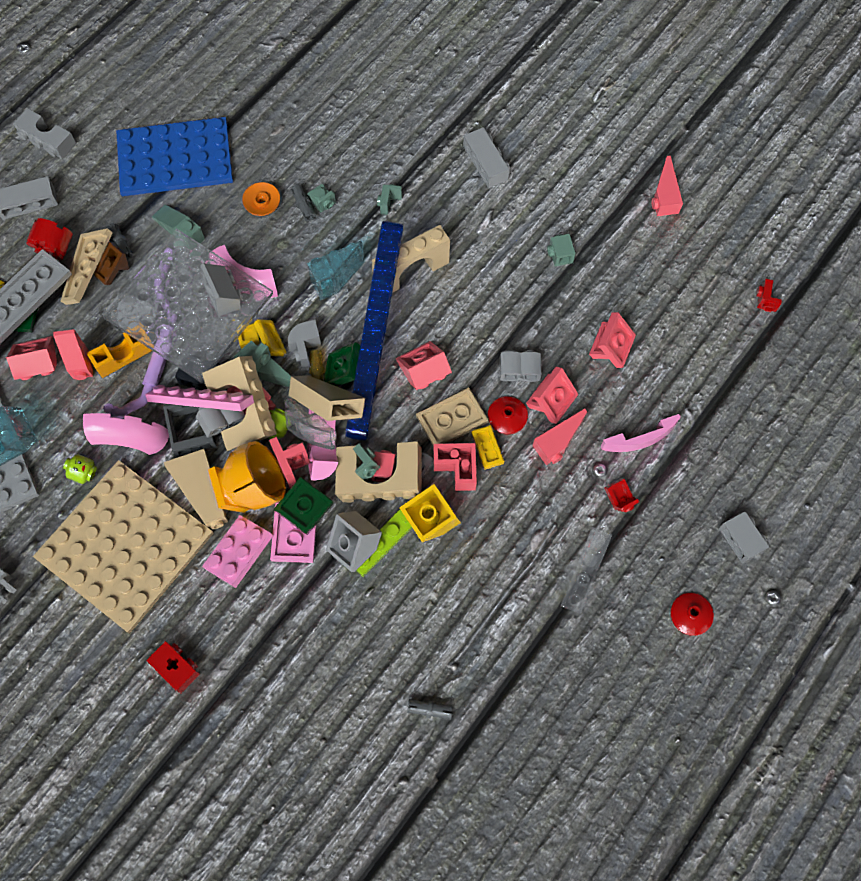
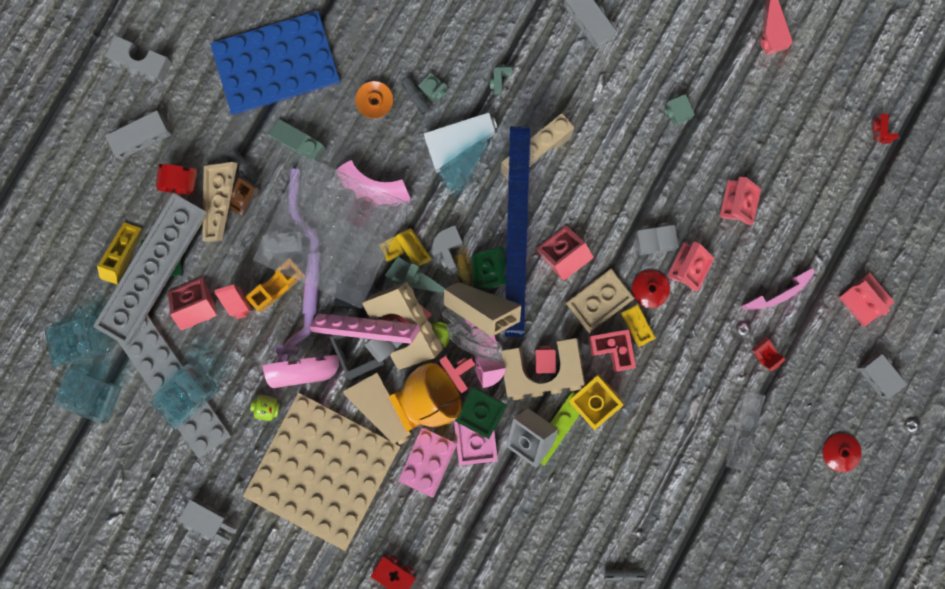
camera: 10 degrees left, 15 degrees up
(220, 288) = (362, 216): light grey slope -> none
(322, 242) = (451, 141): none -> white slope
(369, 465) = (531, 359): sand green bracket -> none
(555, 441) = (702, 309): coral slope -> none
(734, 458) = (867, 300): none -> coral bracket

